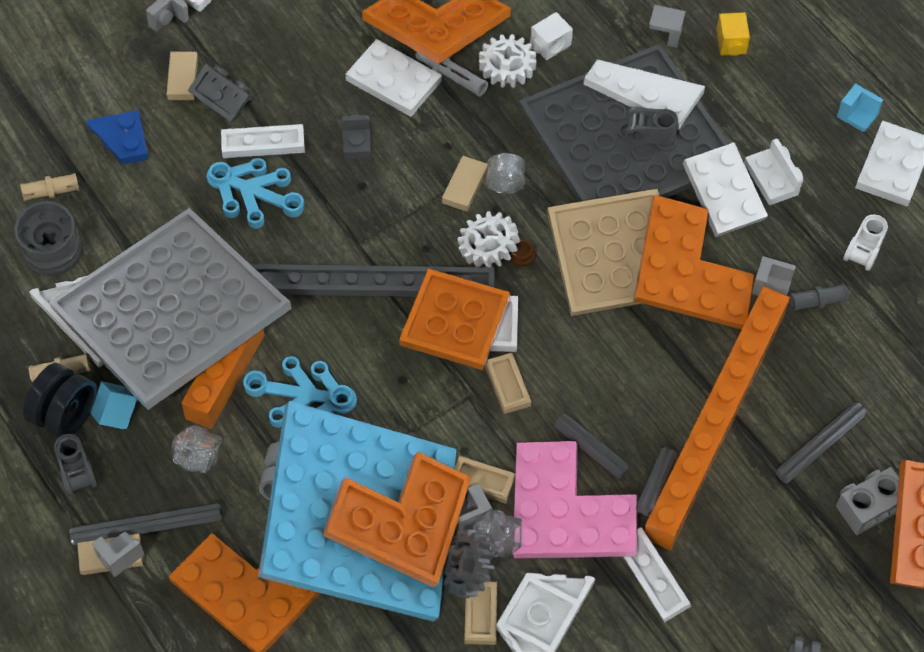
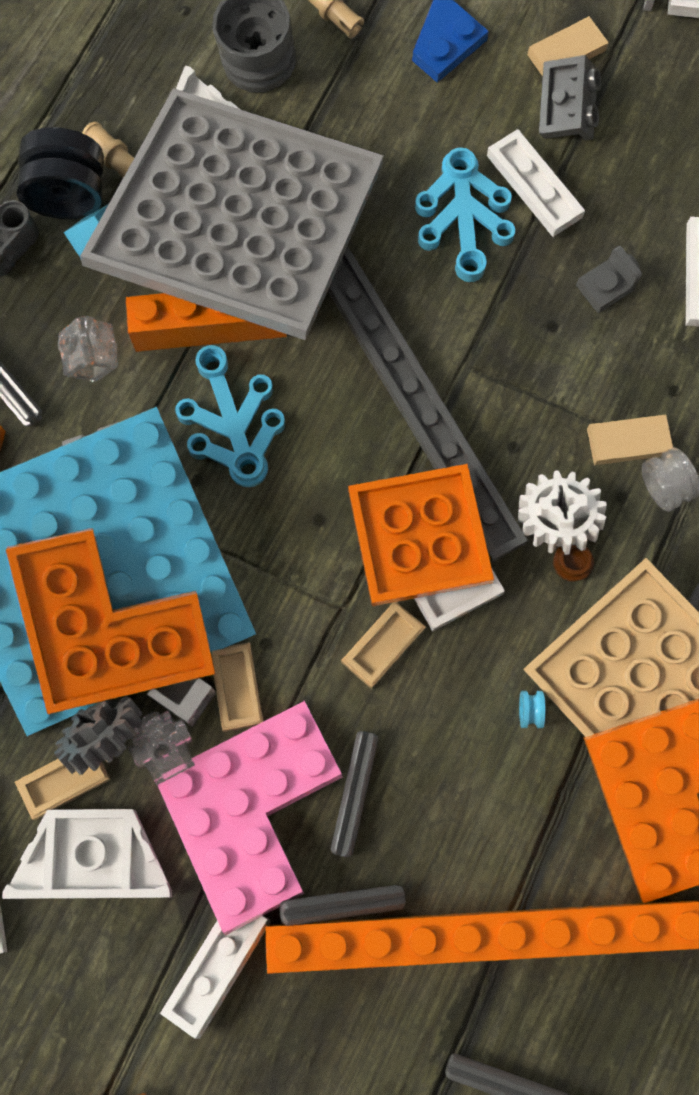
camera: 60 degrees right, 15 degrees up
(598, 321) = (532, 709): none -> medium azure bush

